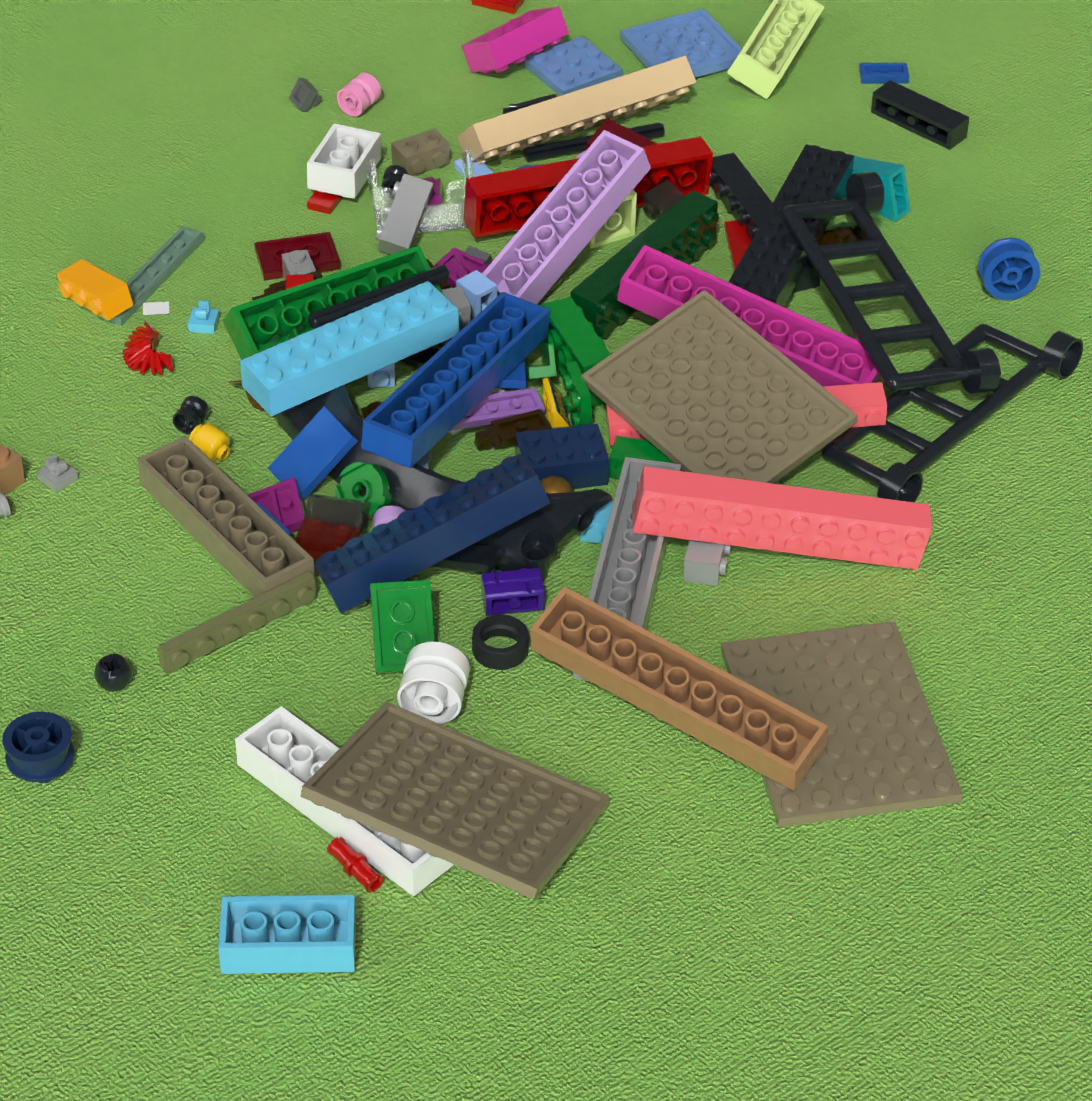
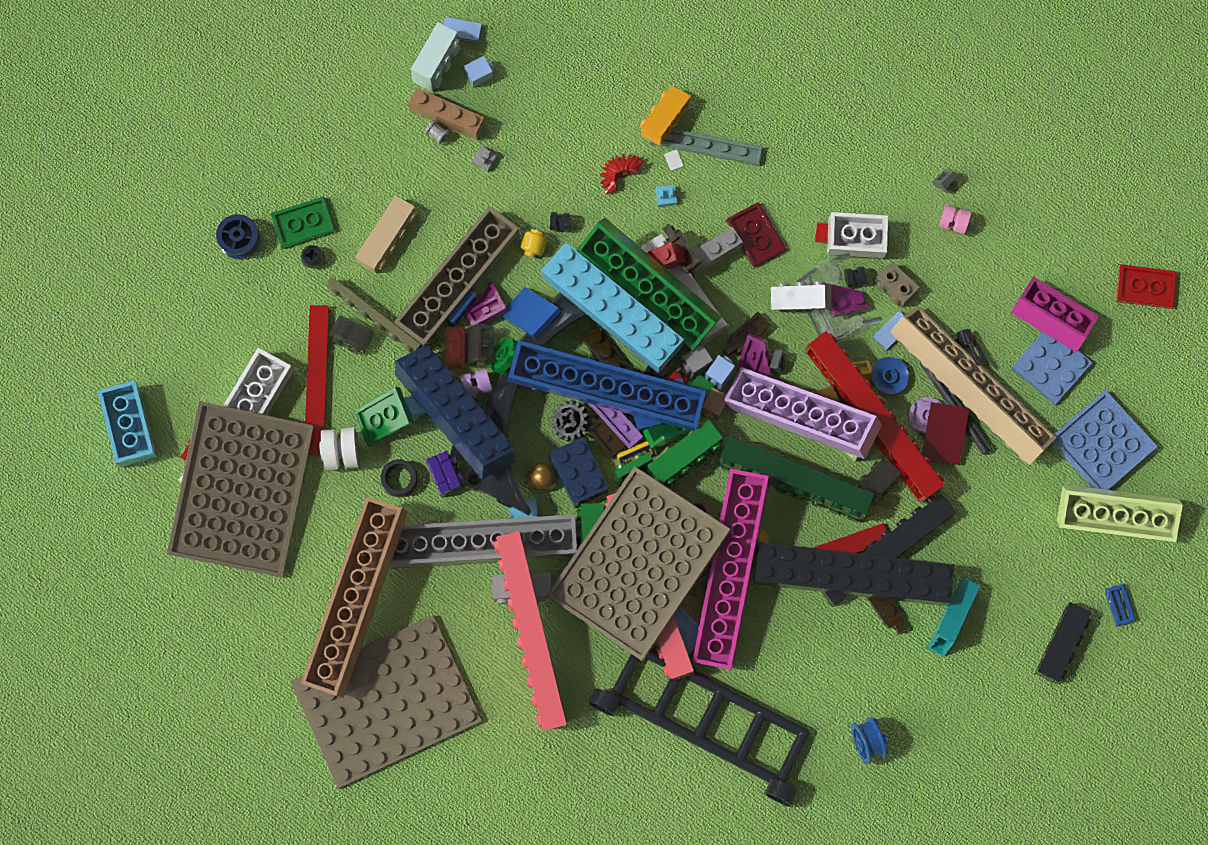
camera: 75 degrees right, 35 degrees up
(52, 679) = (303, 222): none -> green tile
(120, 588) = (385, 234): none -> tan brick
(256, 652) = (351, 335): none -> clear smoke brick
(267, 698) = (317, 373): none -> red tile
(339, 310) = (659, 311): black axle -> none
(482, 440) = (578, 418): none -> black gear
(975, 368) = (881, 621): black fence -> none

